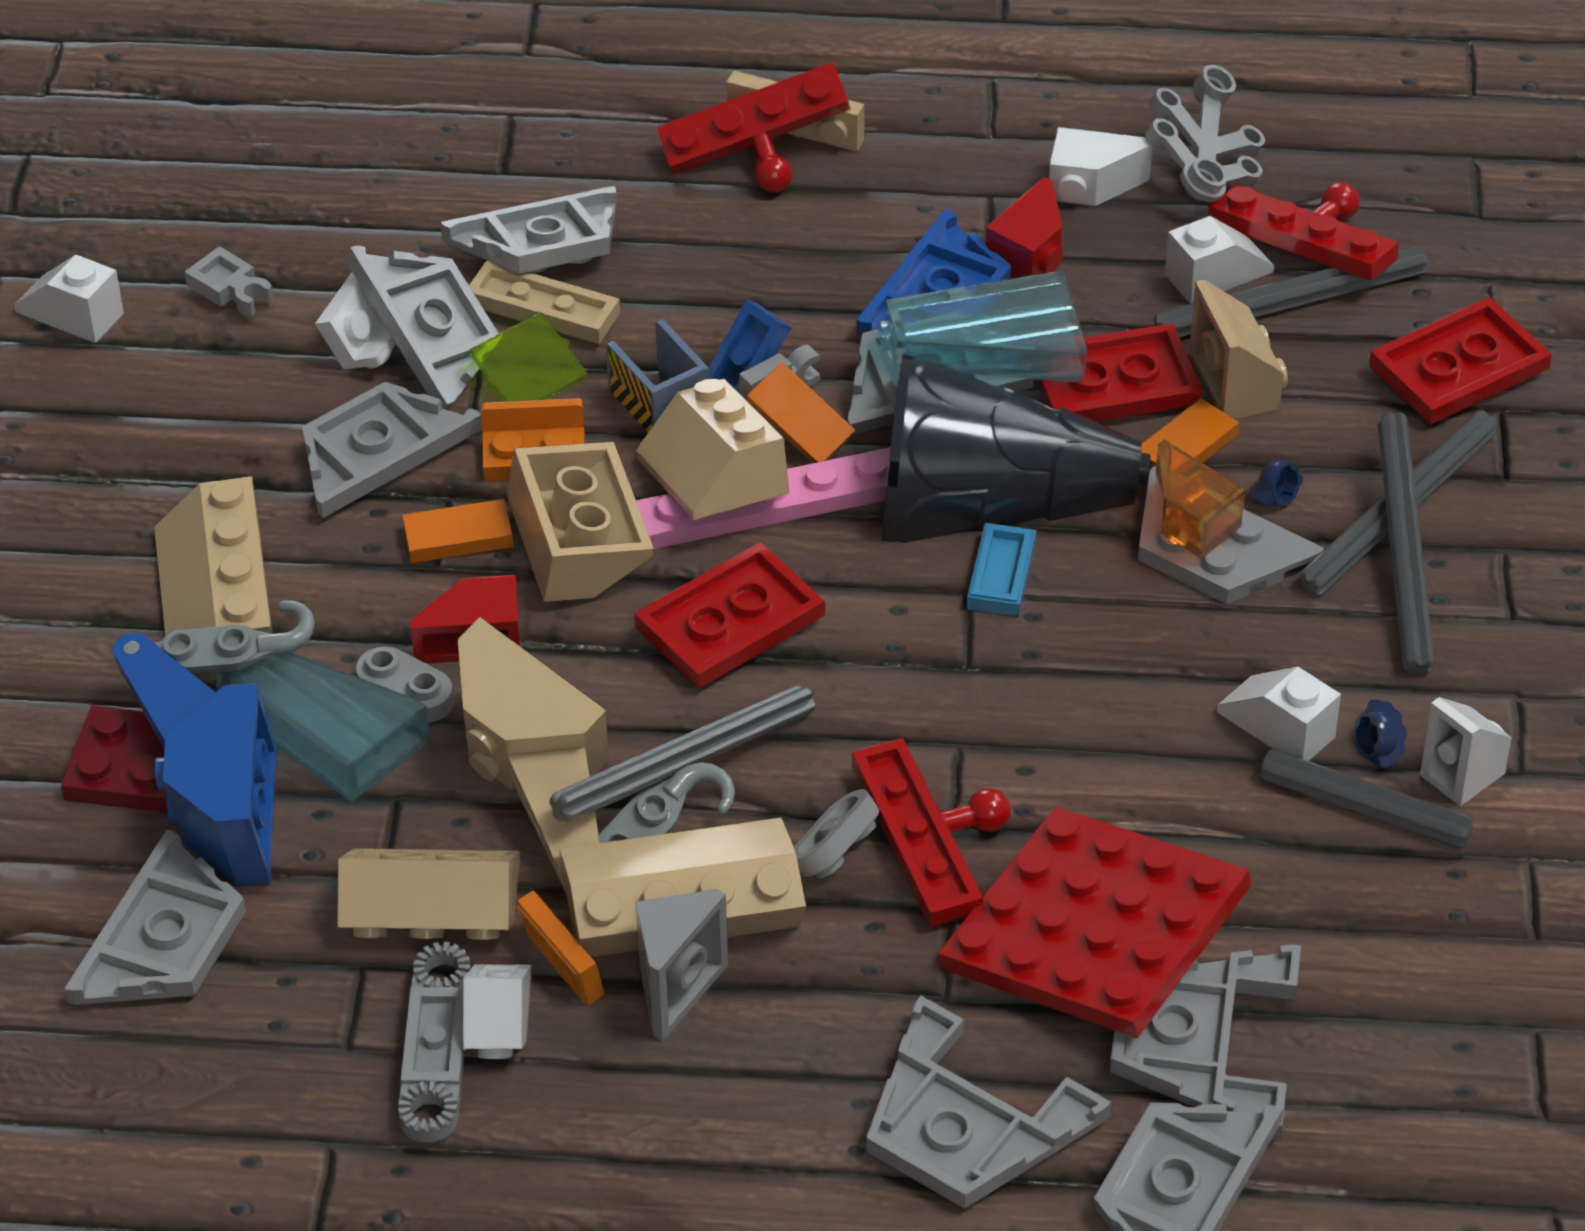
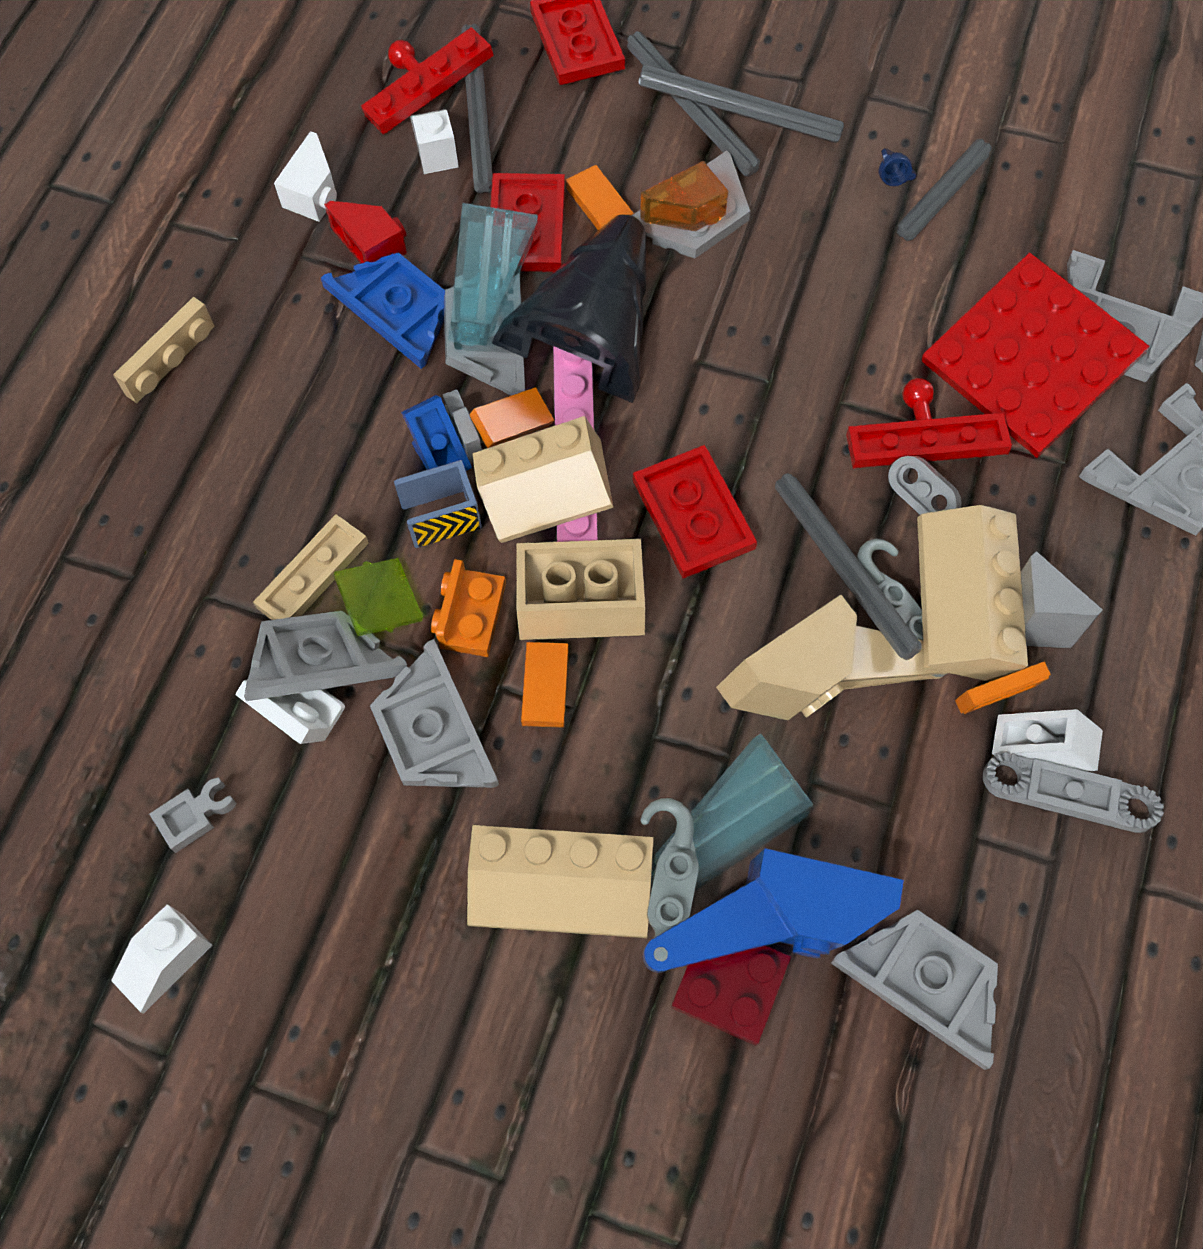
camera: 75 degrees left, 20 degrees up
(408, 676) = (702, 752): light grey plate -> none
(427, 891) = (926, 768): tan slope -> none
(445, 620) = (656, 685): red slope -> none
(539, 232) = (234, 556): light grey wing -> none
(754, 122) = (175, 375): red plate -> none
(1001, 570) = (687, 335): dark azure tile -> none
(1202, 174) = (314, 104): light grey plant -> none
(1234, 354) = (541, 147): tan slope -> none
(1276, 484) = (658, 162): dark blue piece -> none
(1285, 711) = (868, 208): white slope -> none
(1462, 750) = (932, 122): white slope -> none

